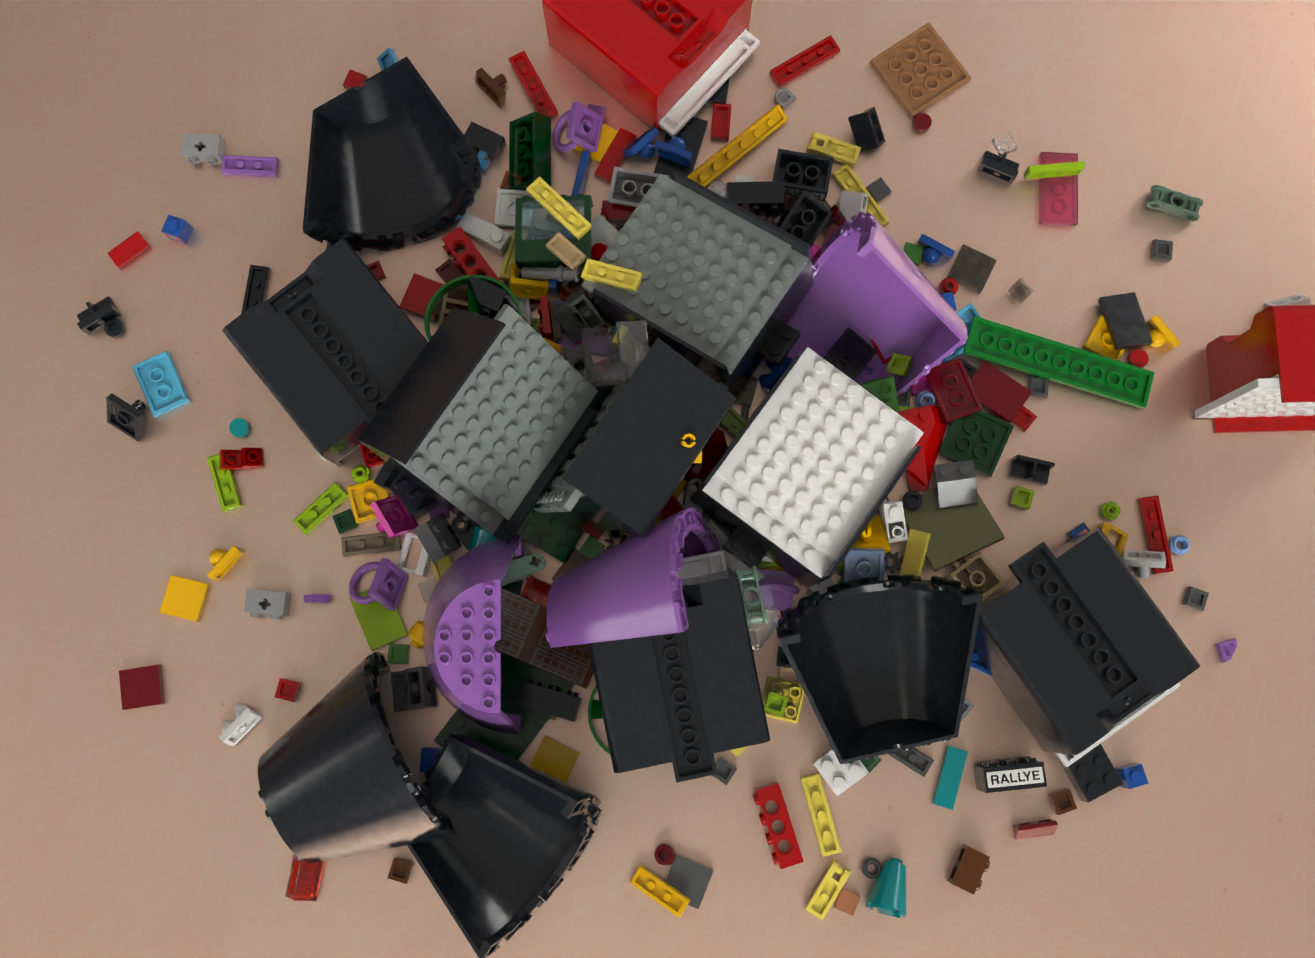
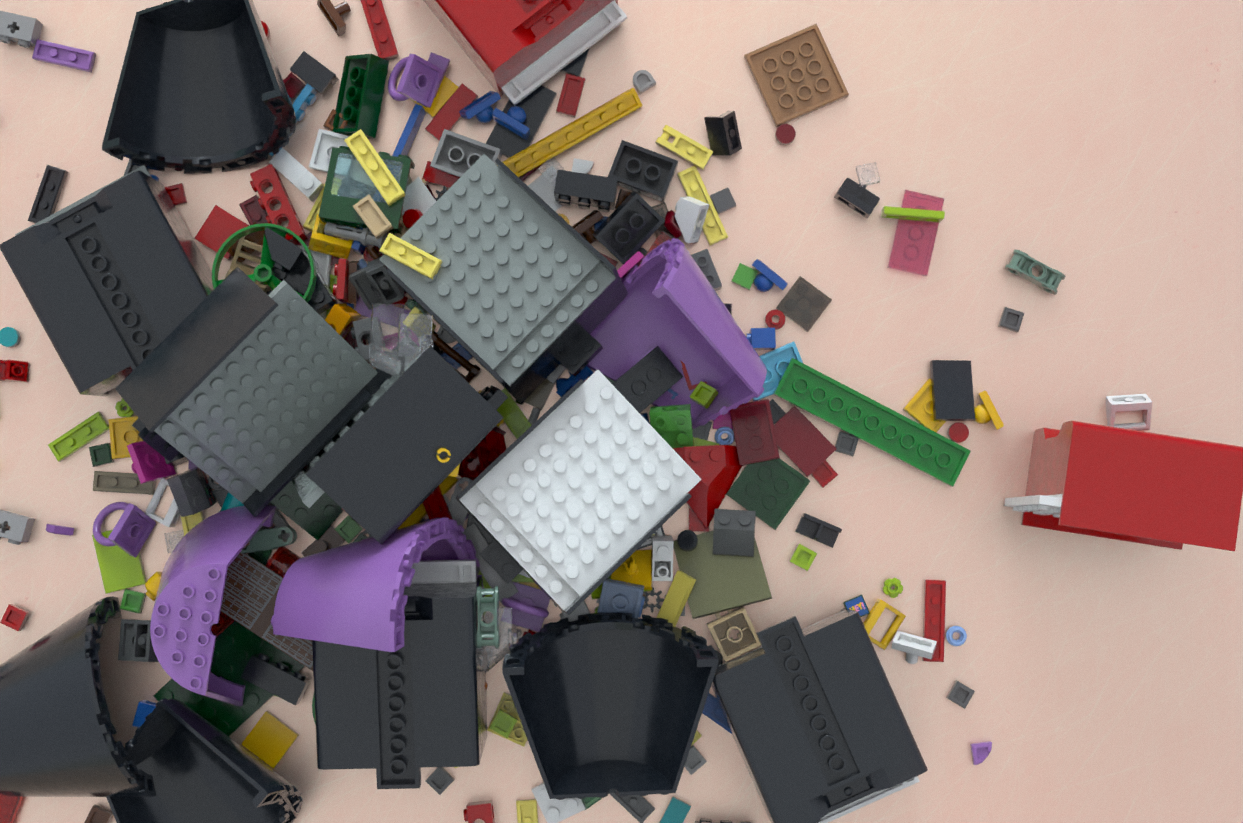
camera: 15 degrees right, 5 degrees up
(804, 61) = (674, 43): red tile -> none
(1020, 291) = (849, 338): clear smoke plate -> none

